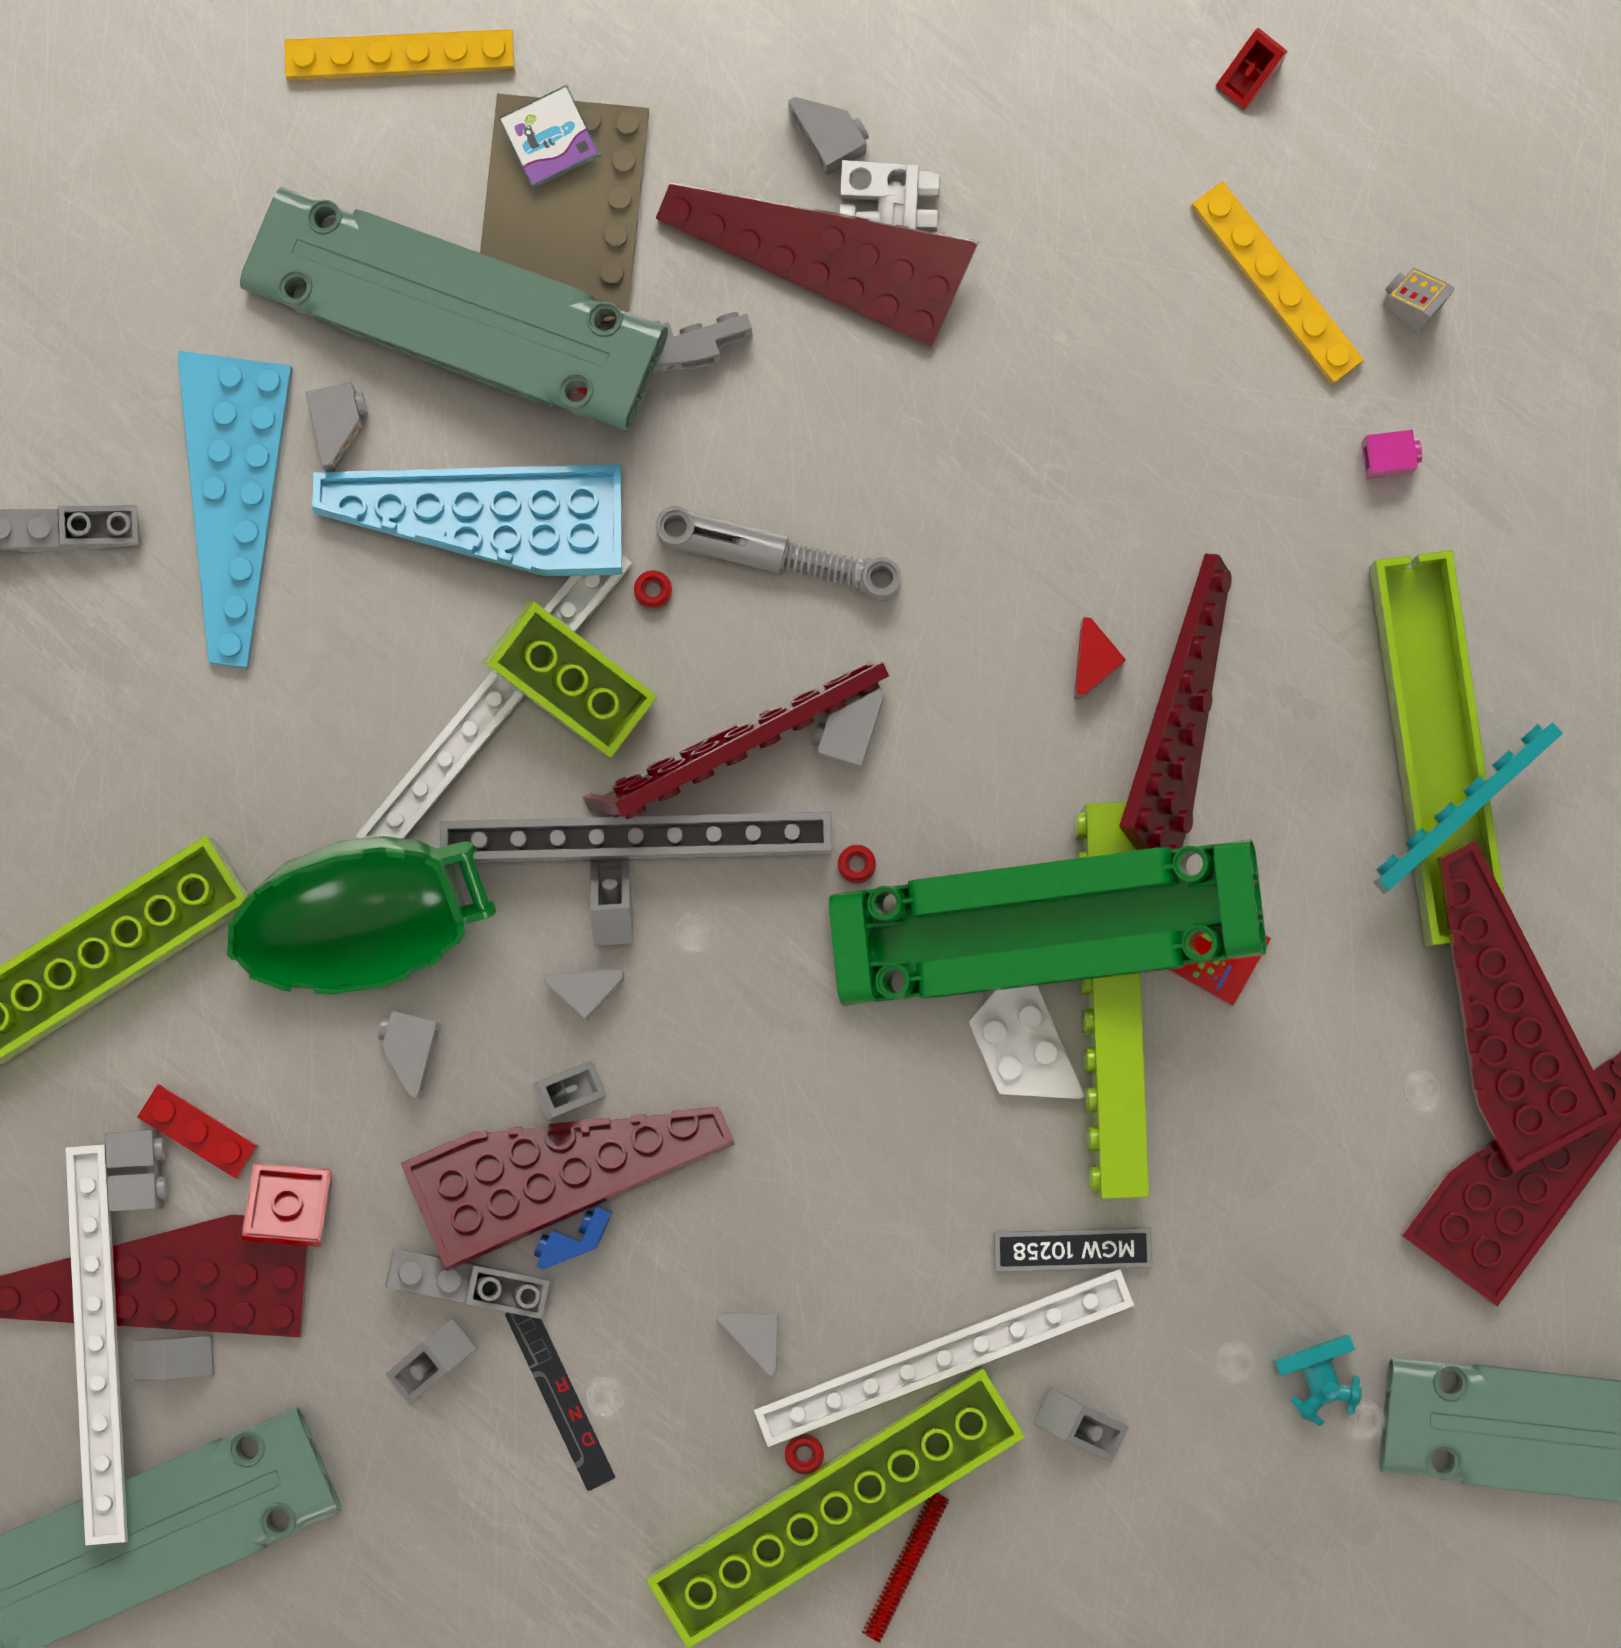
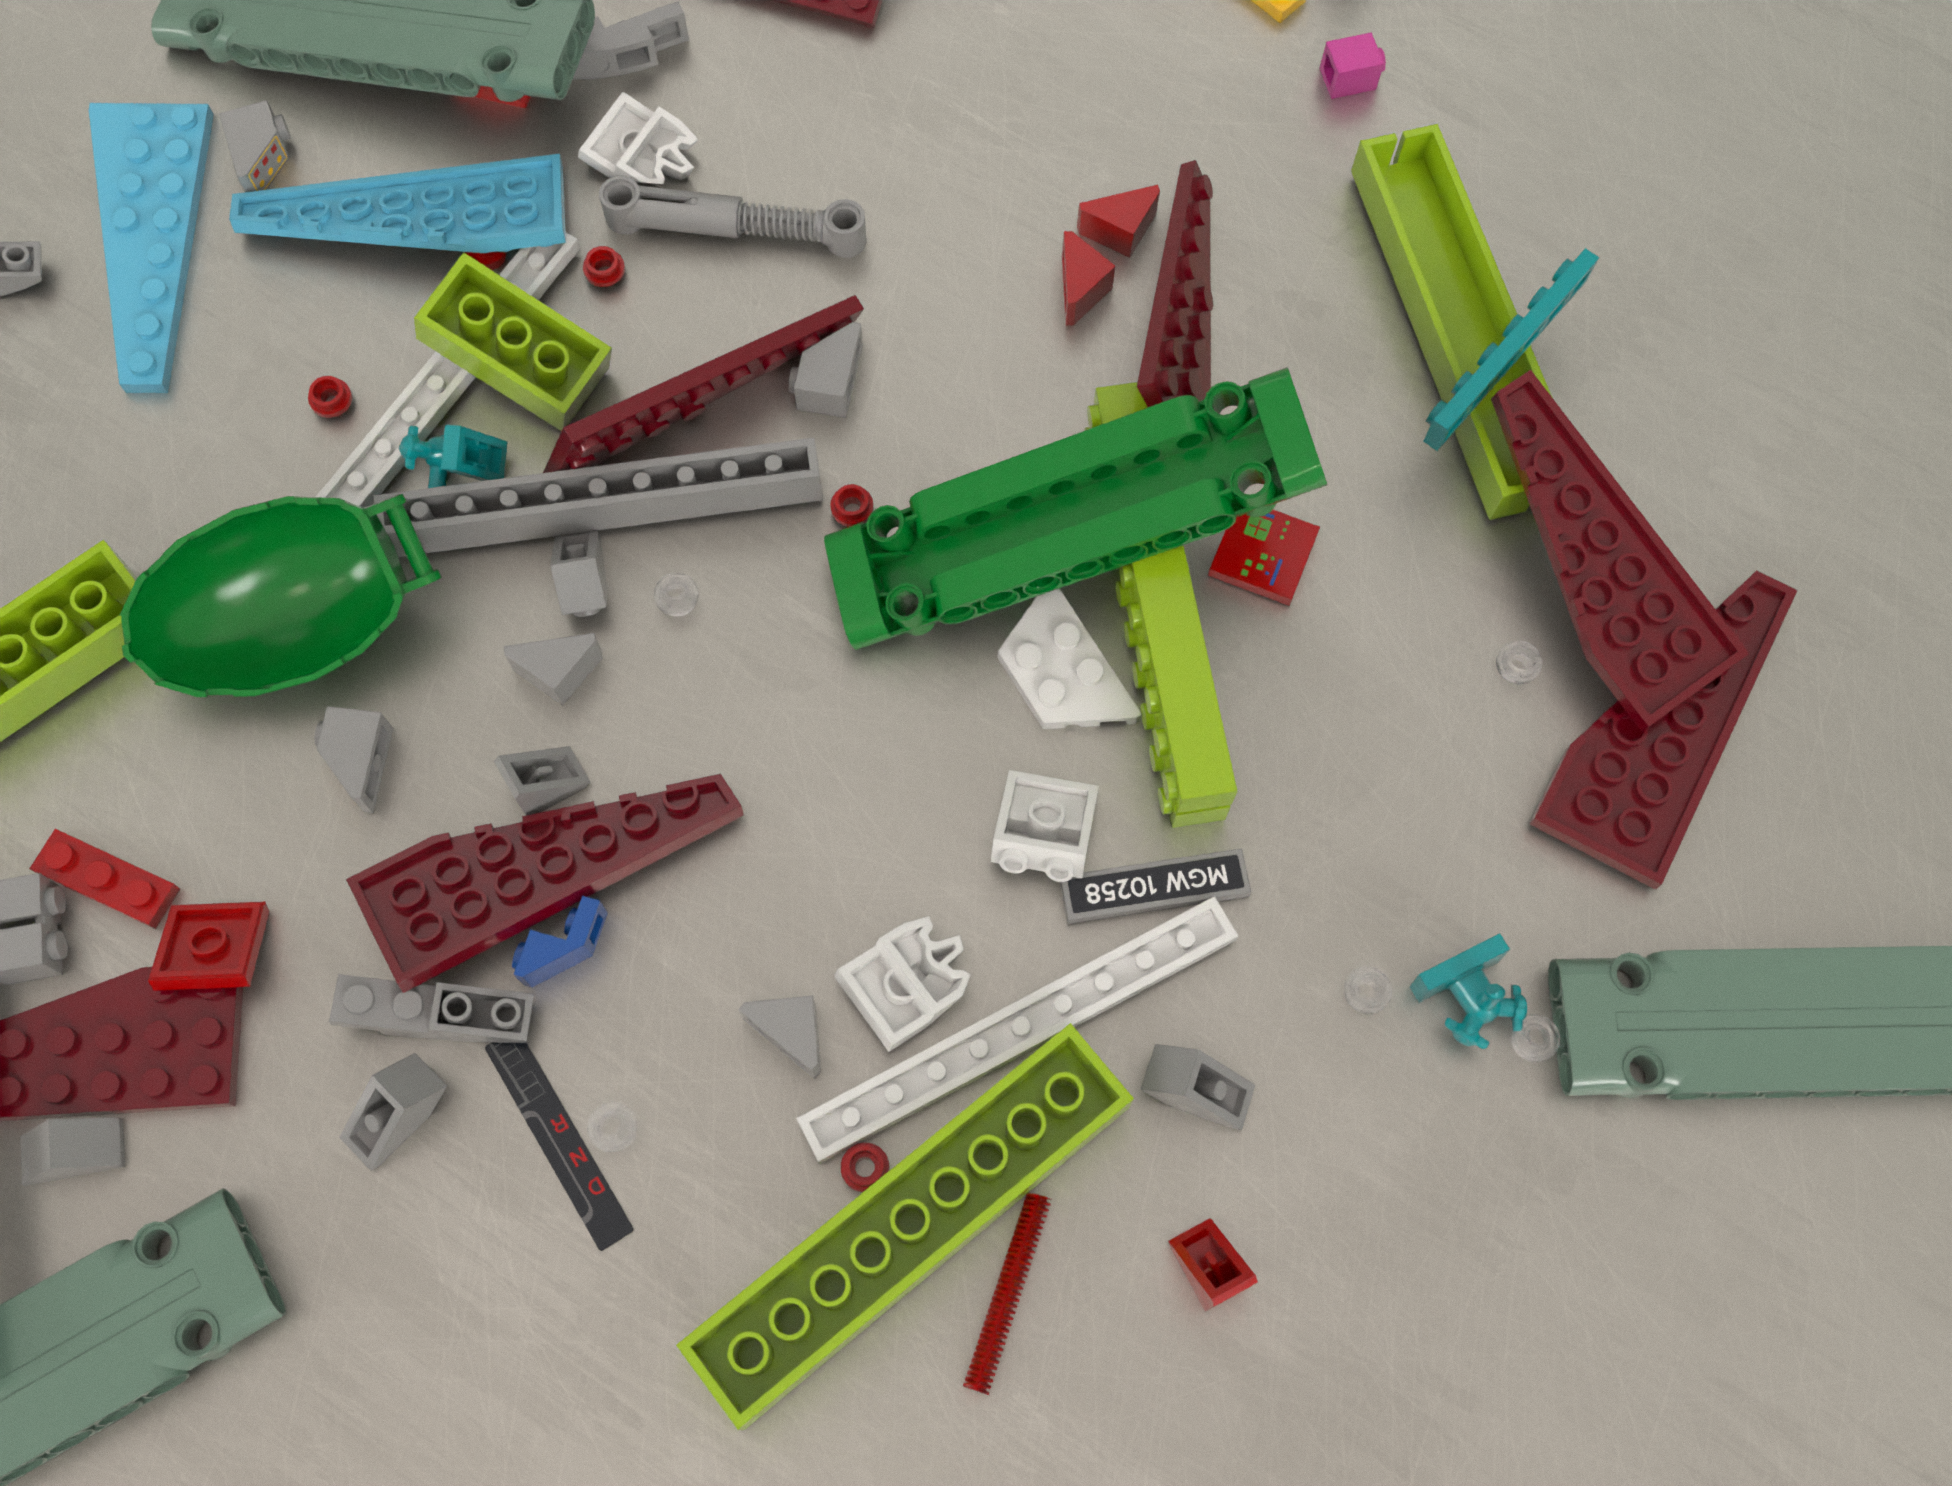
camera: 10 degrees left, 15 degrees down
(388, 688) = (327, 387): none -> red plate
(521, 786) = (457, 451): none -> teal piece
(695, 462) = (639, 143): none -> white plate
(854, 1307) = (904, 981): none -> white plate
(987, 1188) = (1044, 825): none -> white plate
(1068, 1567) = (1211, 1264): none -> red slope
(1140, 601) = (1119, 219): none -> red slope

